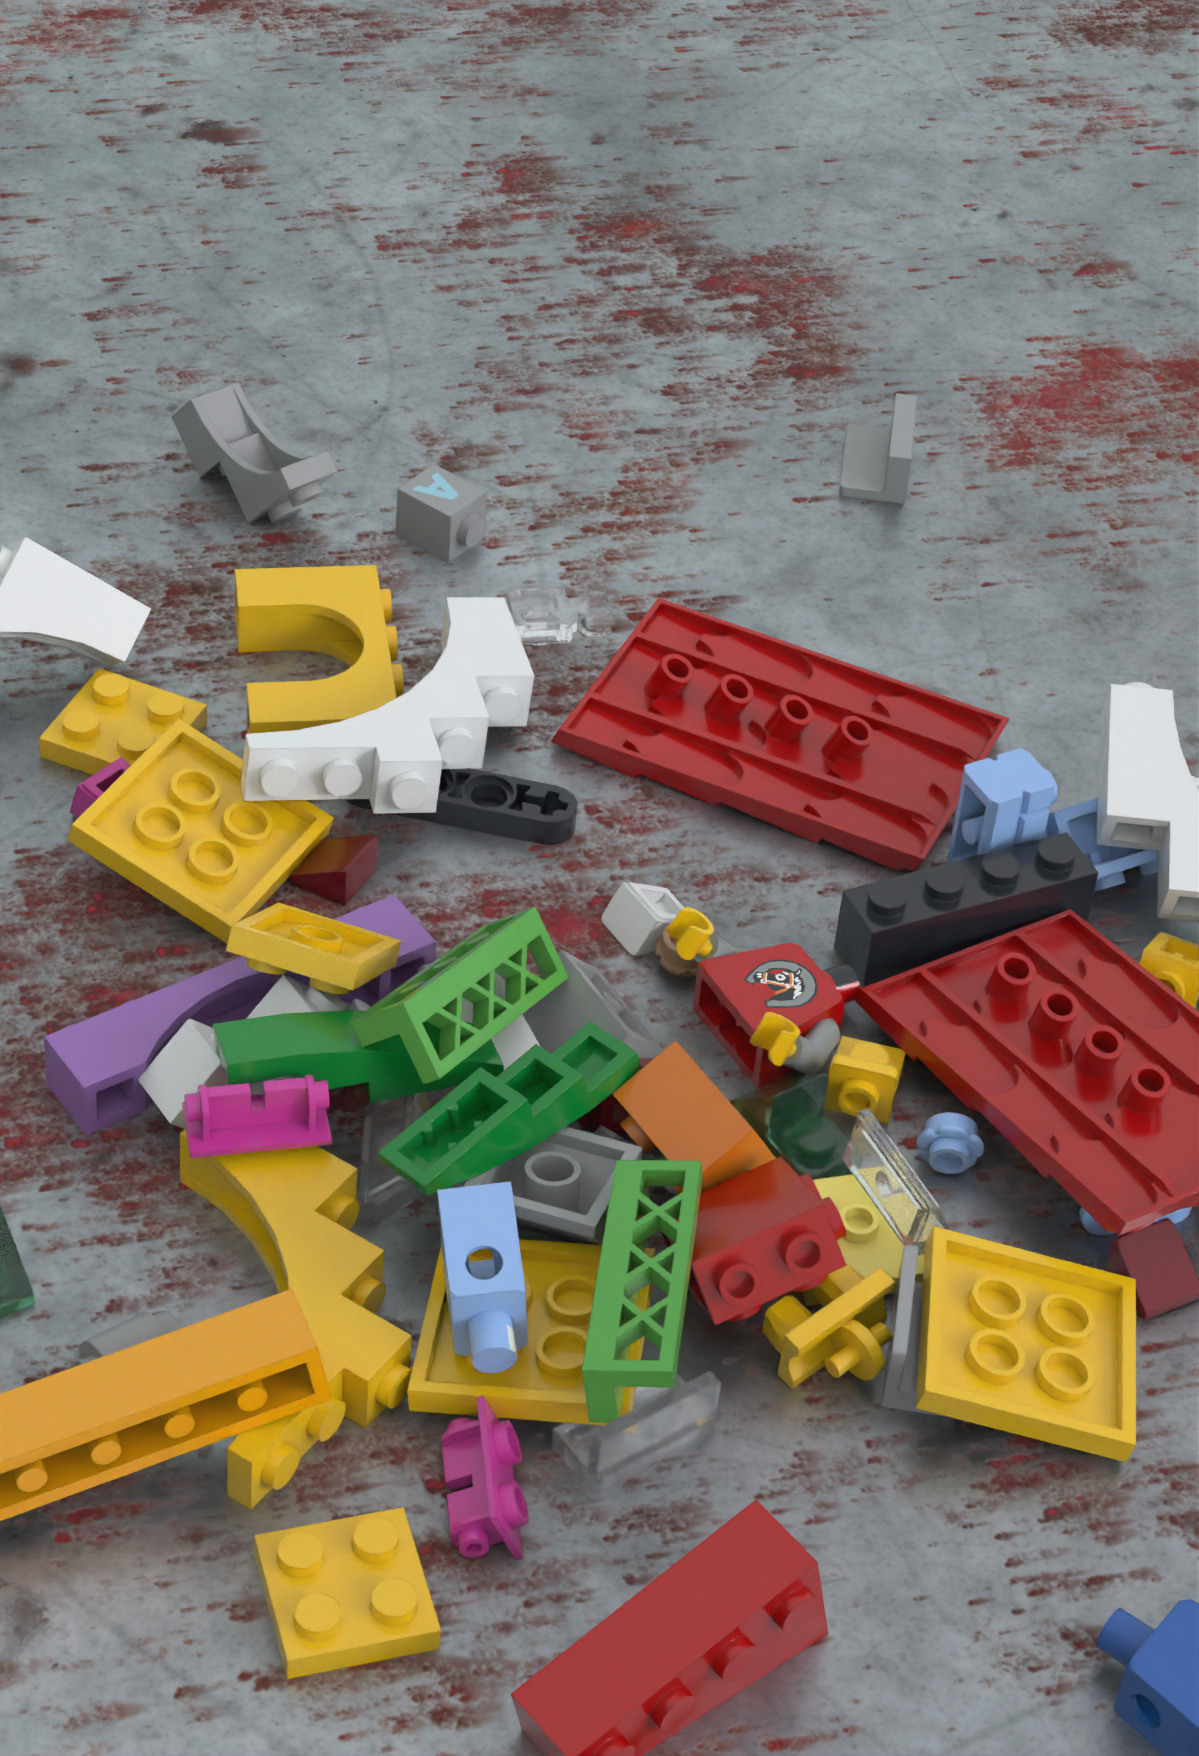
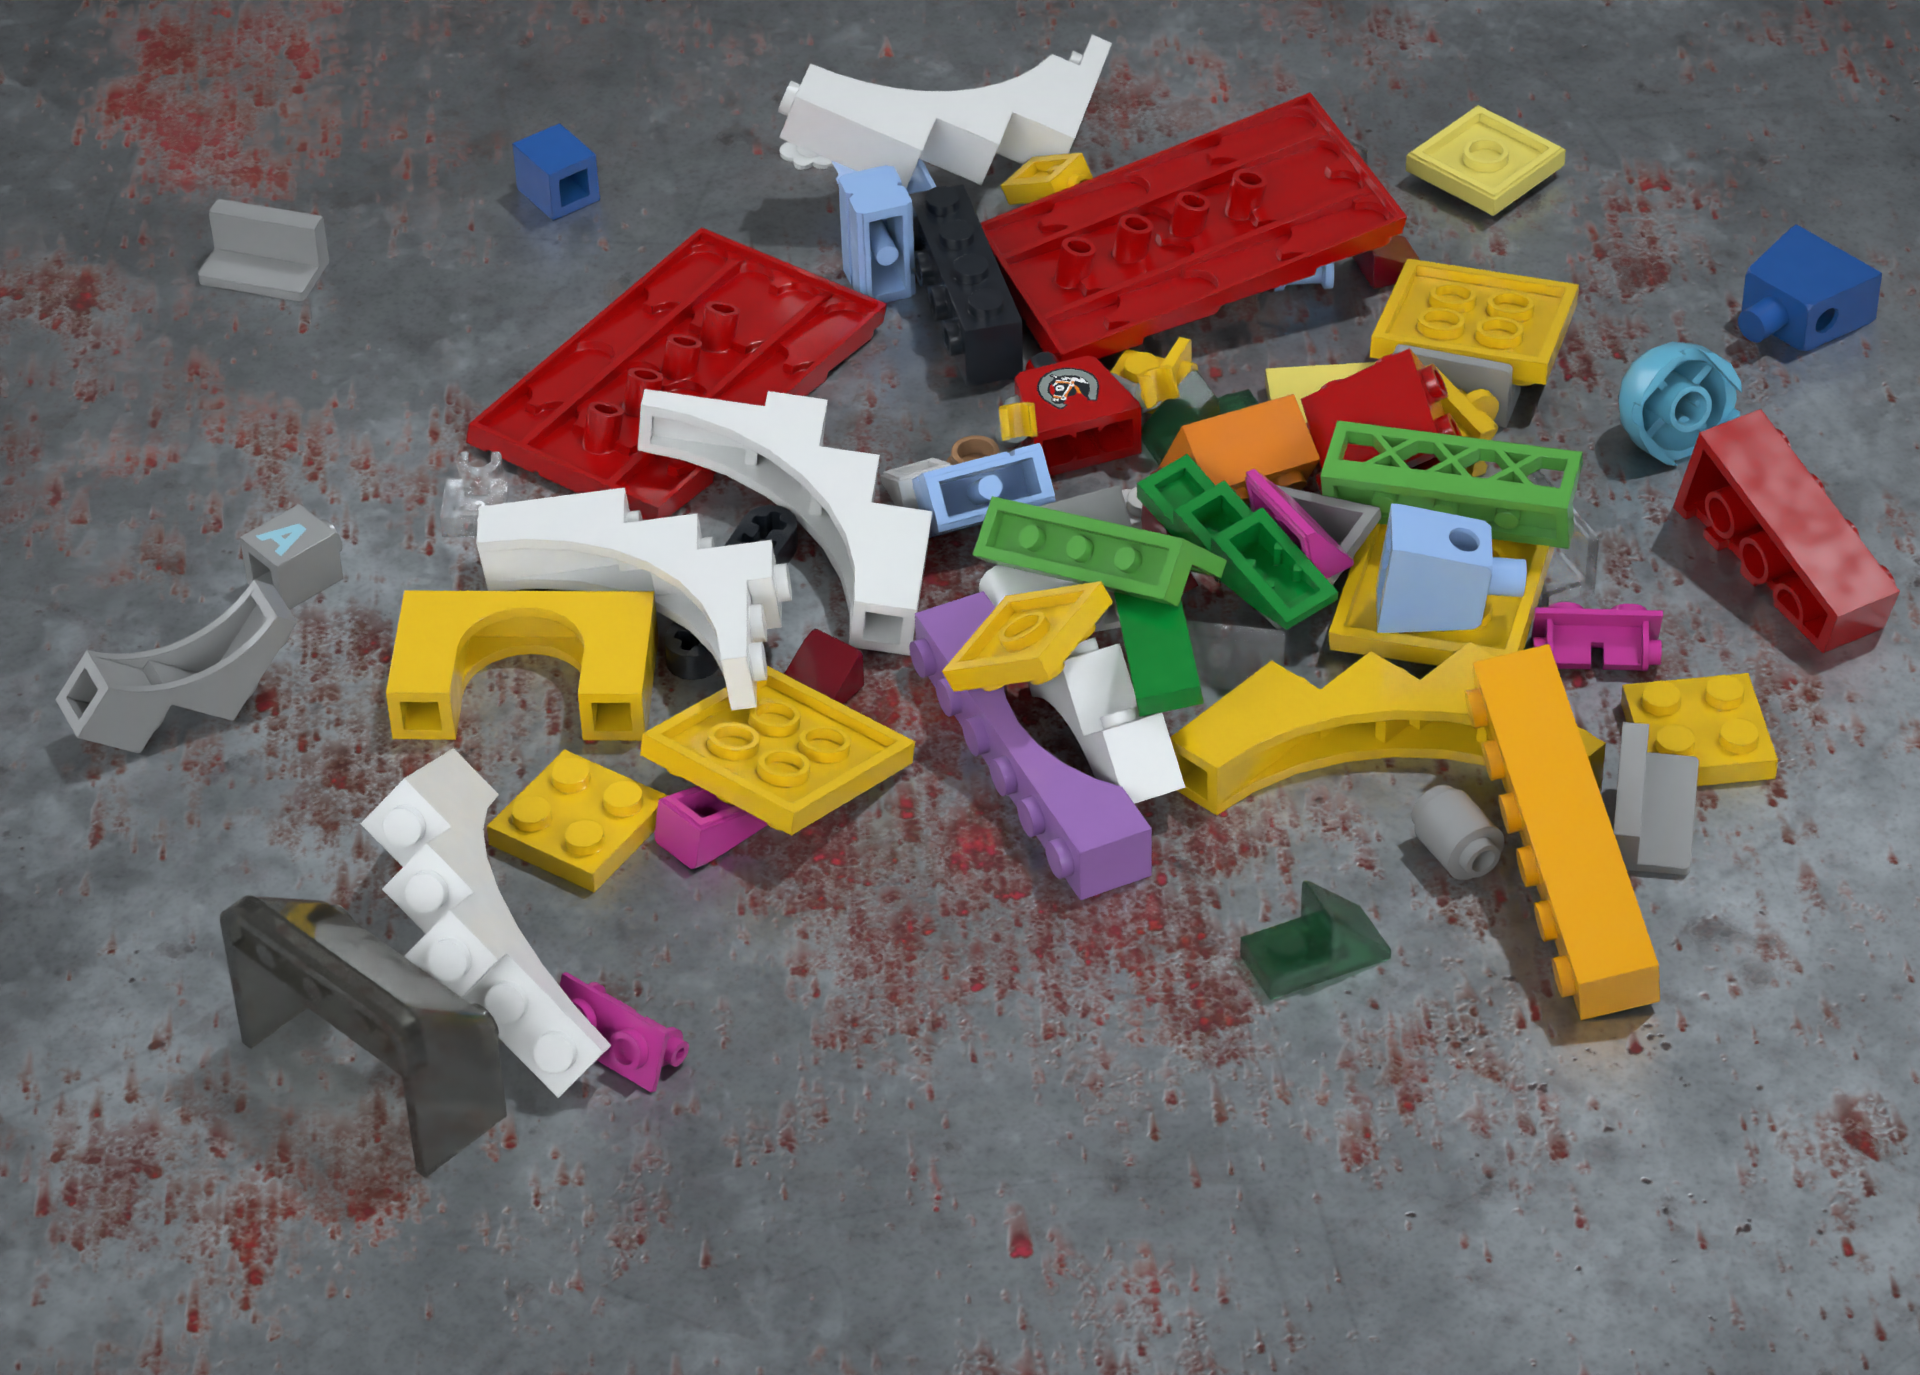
camera: 75 degrees left, 0 degrees up
(185, 1523) = (1654, 805): none -> light grey panel
(235, 1122) = (1229, 716): dark pink hinge -> none
(538, 1145) = (1297, 524): none -> dark pink slope
(578, 842) = (829, 490): none -> white arch
(613, 941) = (964, 490): none -> light blue brick
(892, 1183) = (1309, 357): clear slope -> none
(909, 1535) = (1674, 396): none -> medium azure cylinder
(950, 1142) = (1239, 340): light blue plate -> none
(1063, 612) = (556, 171): none -> blue brick

